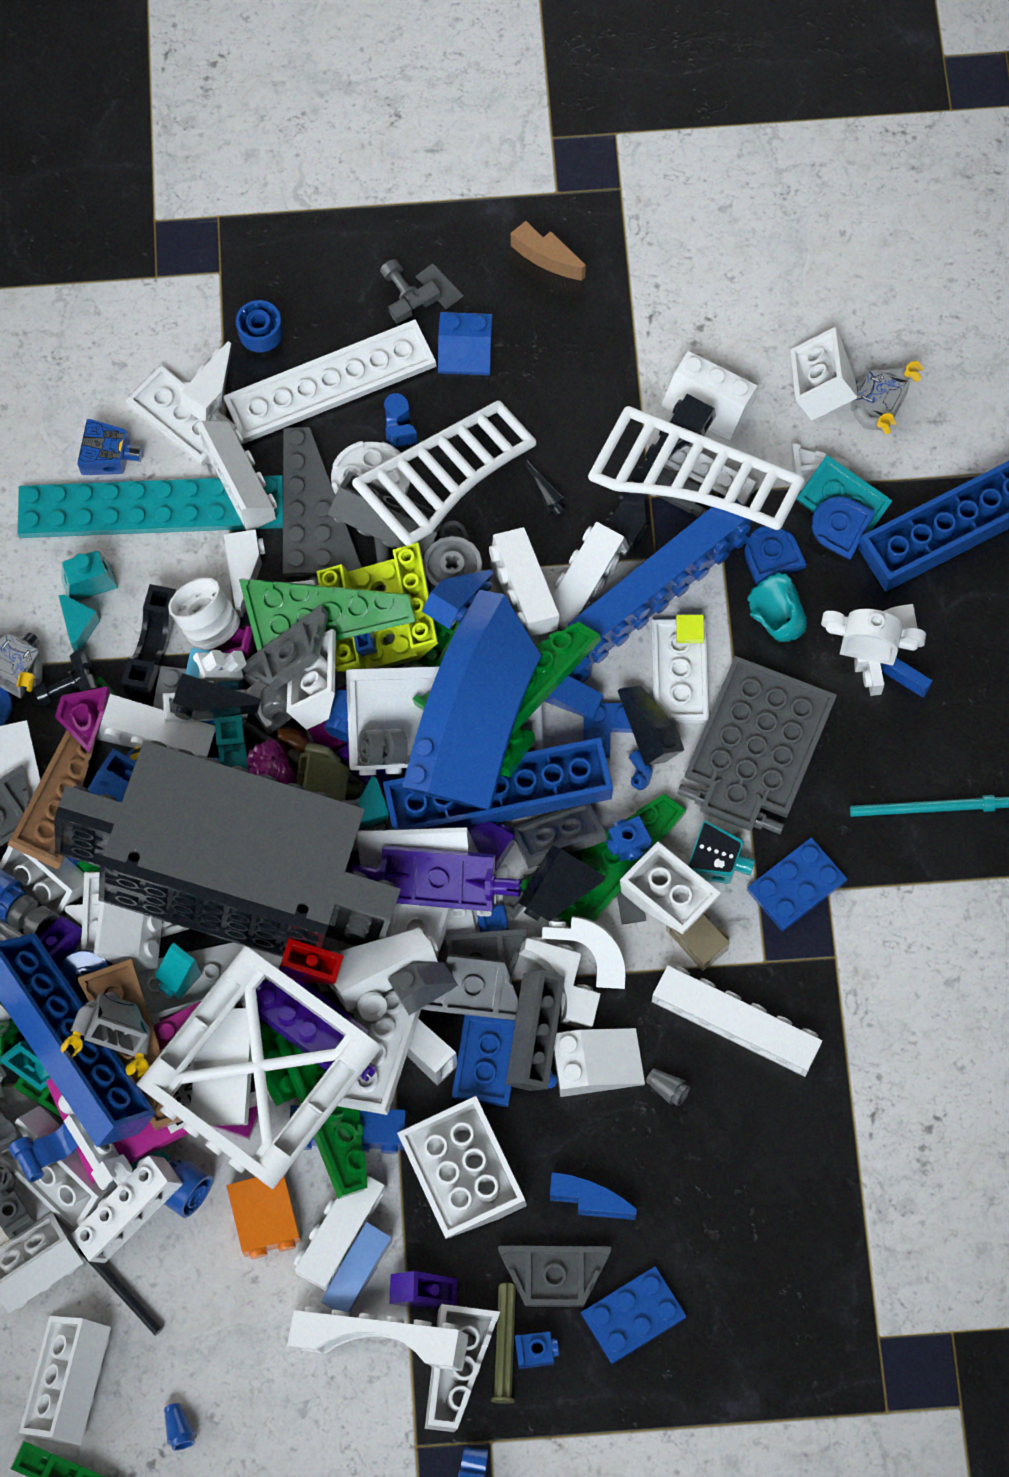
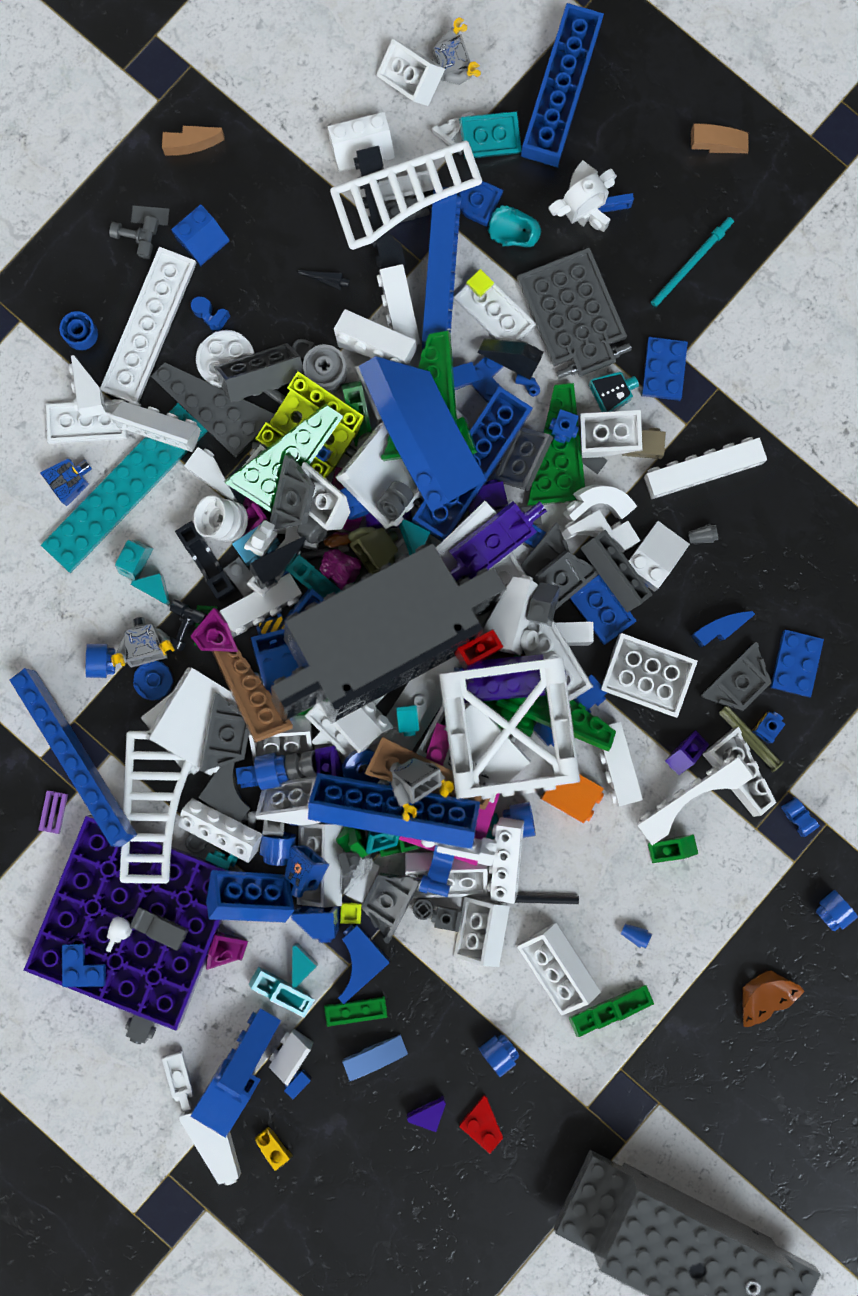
camera: 50 degrees left, 15 degrees up
(307, 1375) = (673, 849): none -> green slope
(357, 1269) = (646, 774): medium blue slope -> none
(454, 595) = (349, 382): blue slope -> none
(457, 492) = (245, 302): white bar -> none
(558, 885) = (554, 484): black slope -> none
(840, 524) = (502, 150): blue tile -> none

